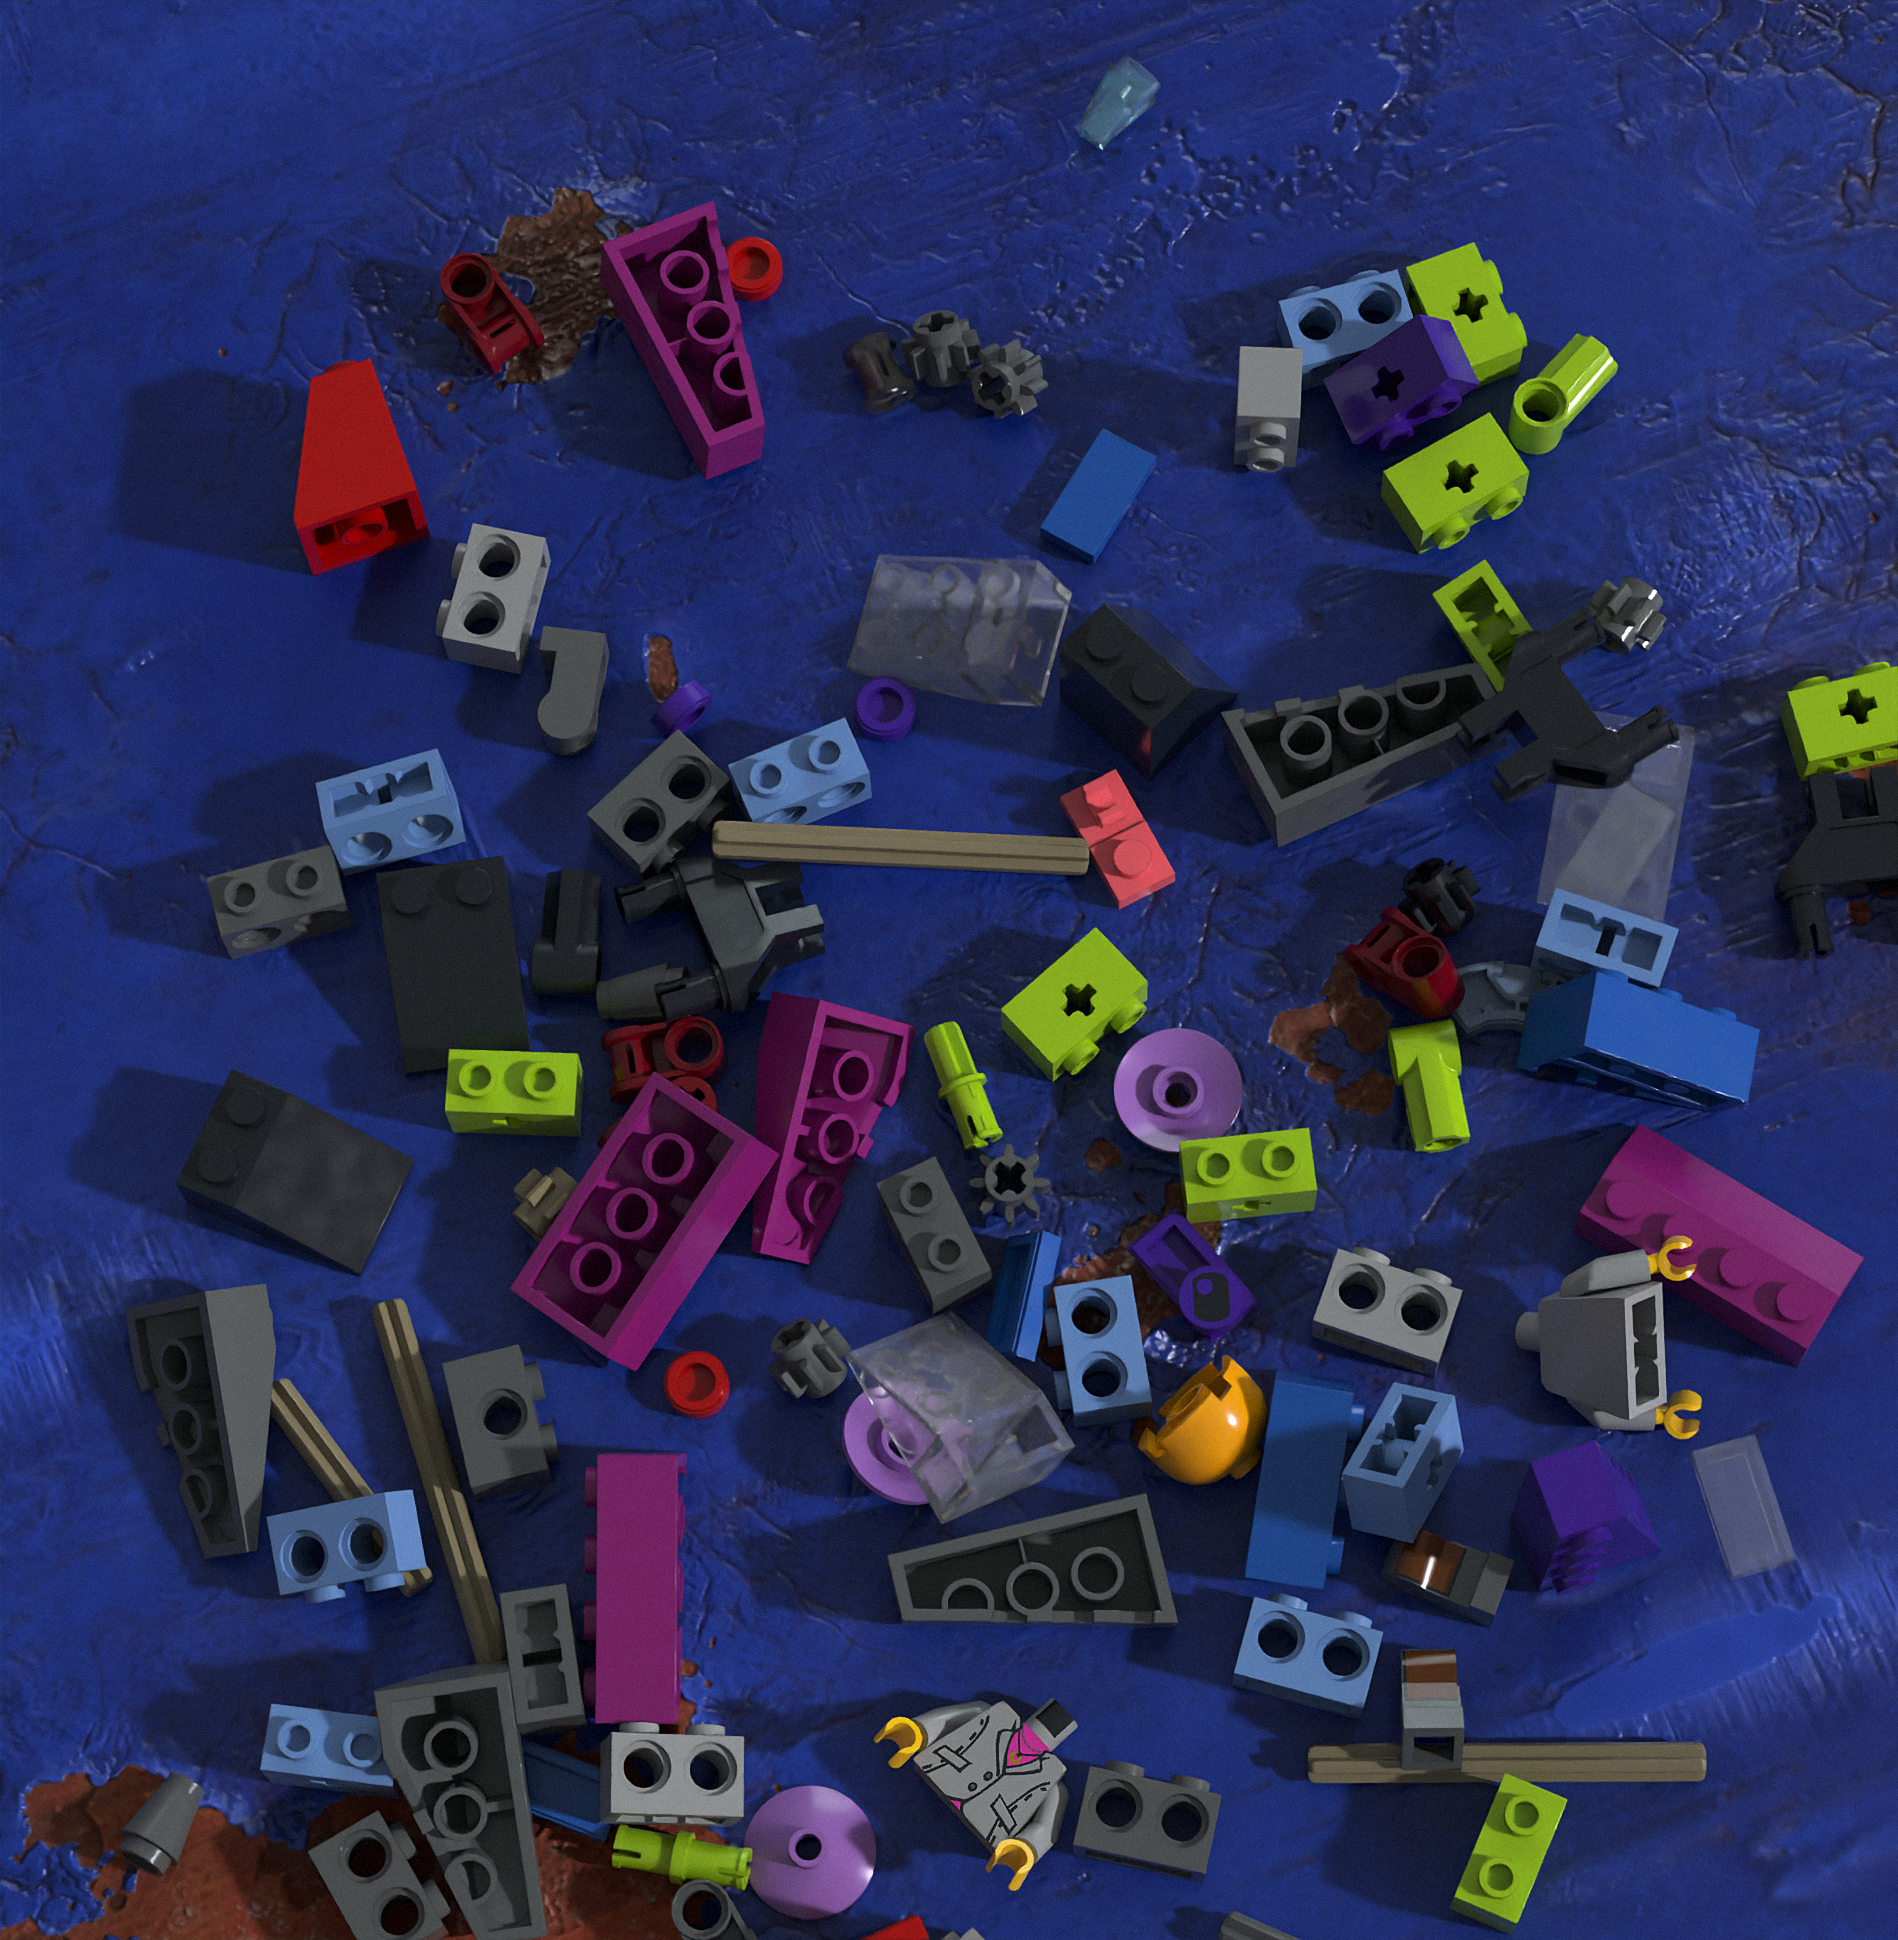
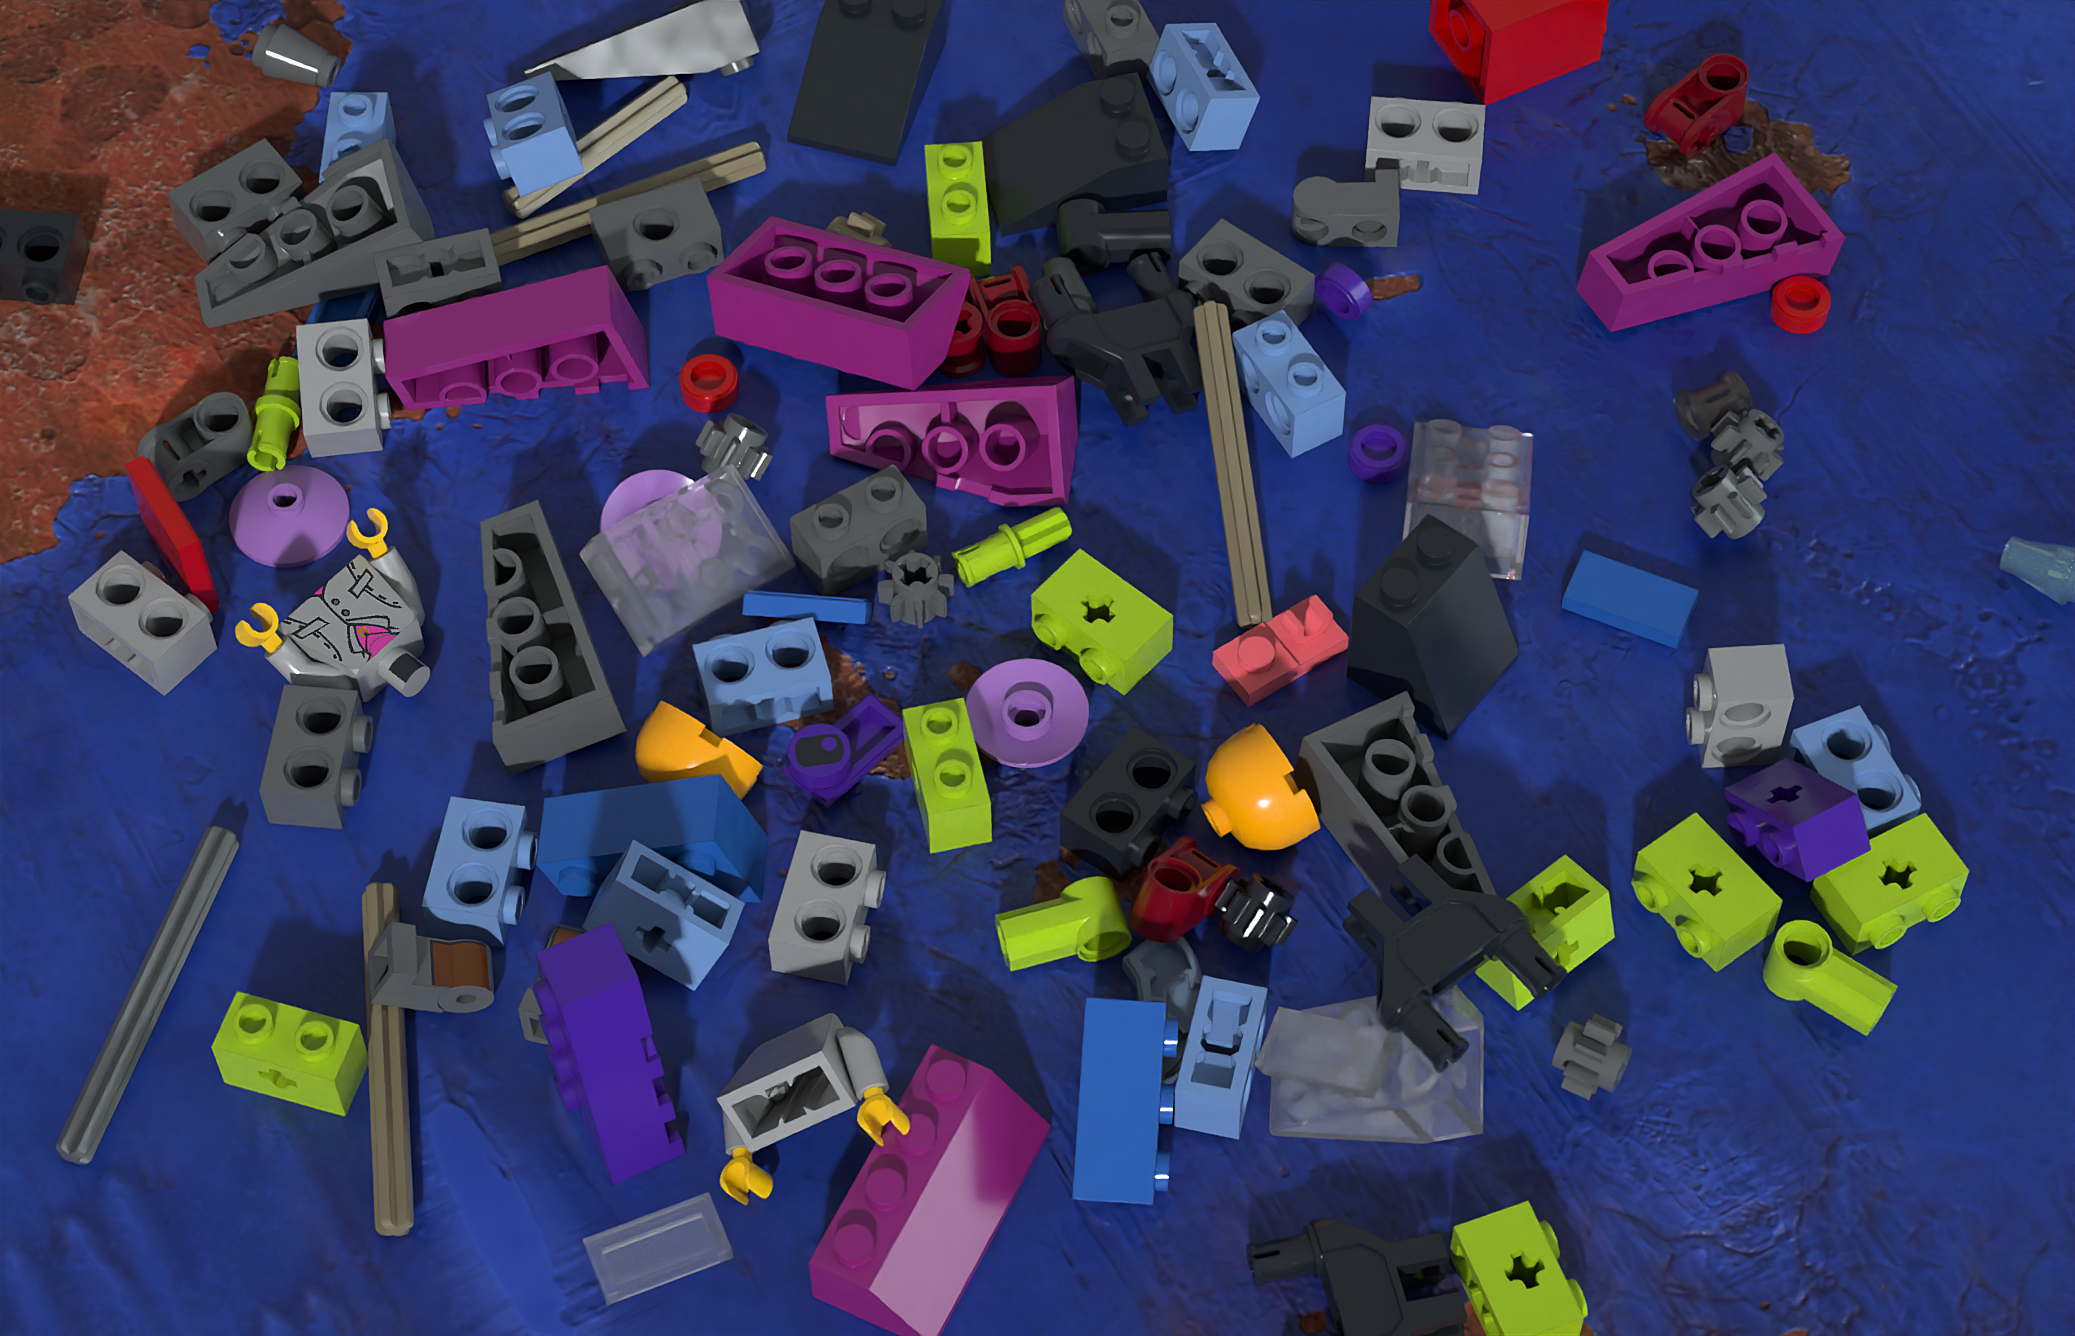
camera: 80 degrees right, 15 degrees down
(1285, 1013) = (1117, 799): none -> black brick
(1313, 876) = (1256, 793): none -> light orange cylinder

